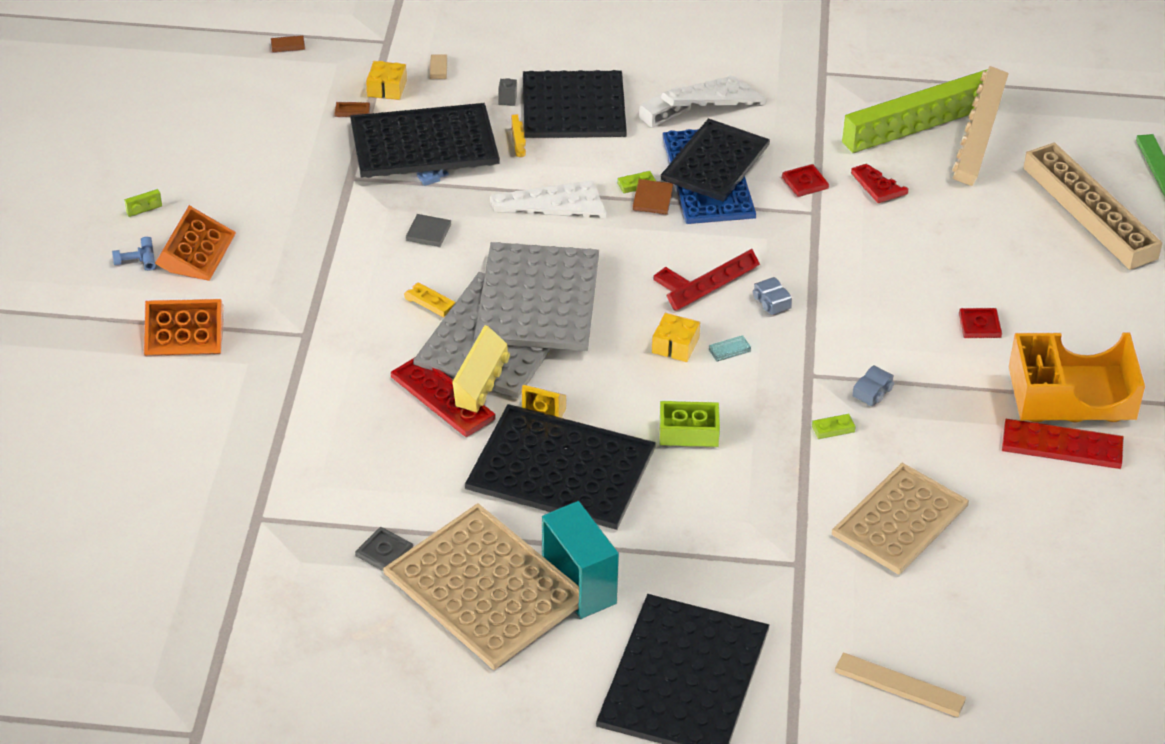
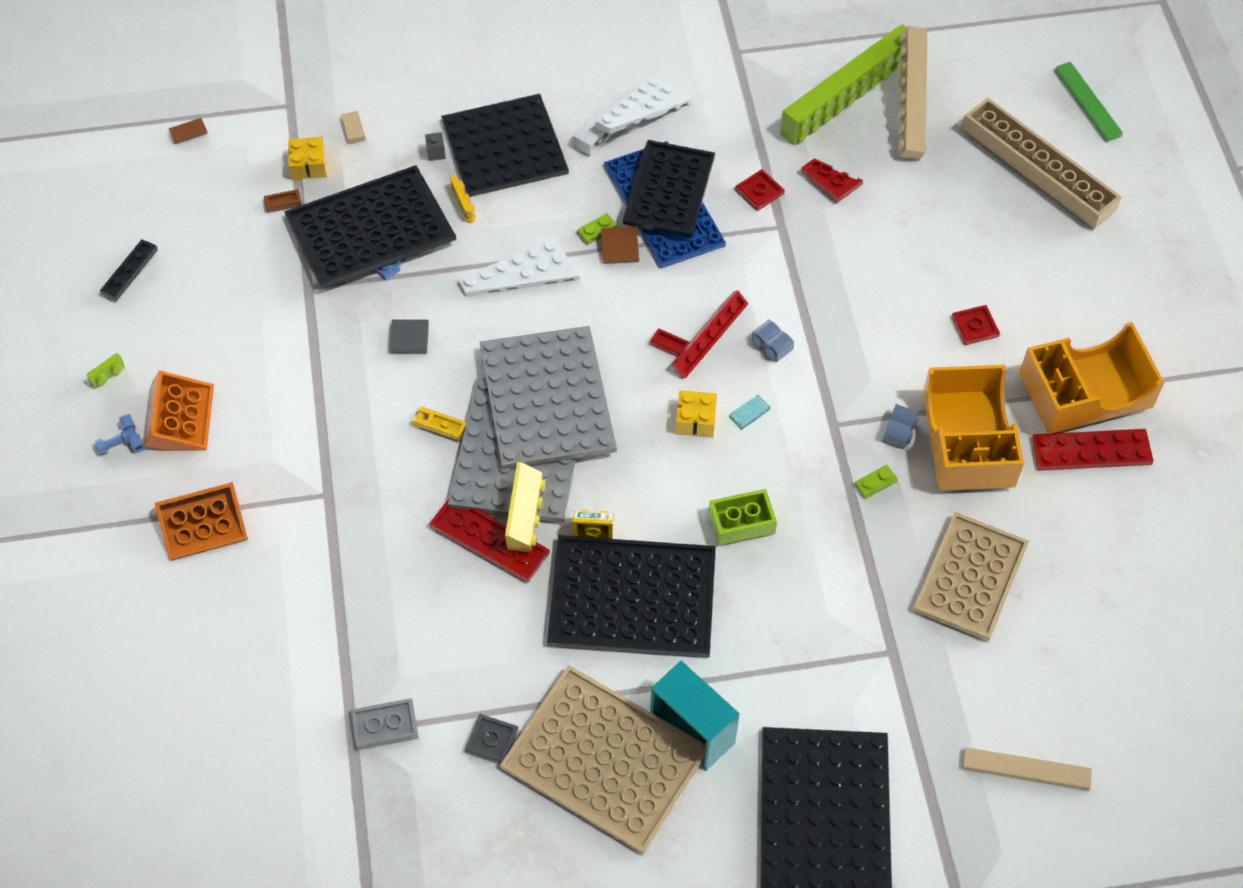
camera: 15 degrees left, 15 degrees up
(193, 134) = (128, 270): none -> black plate
(289, 517) = (384, 724): none -> light grey tile
(940, 393) = (970, 428): none -> light orange piece

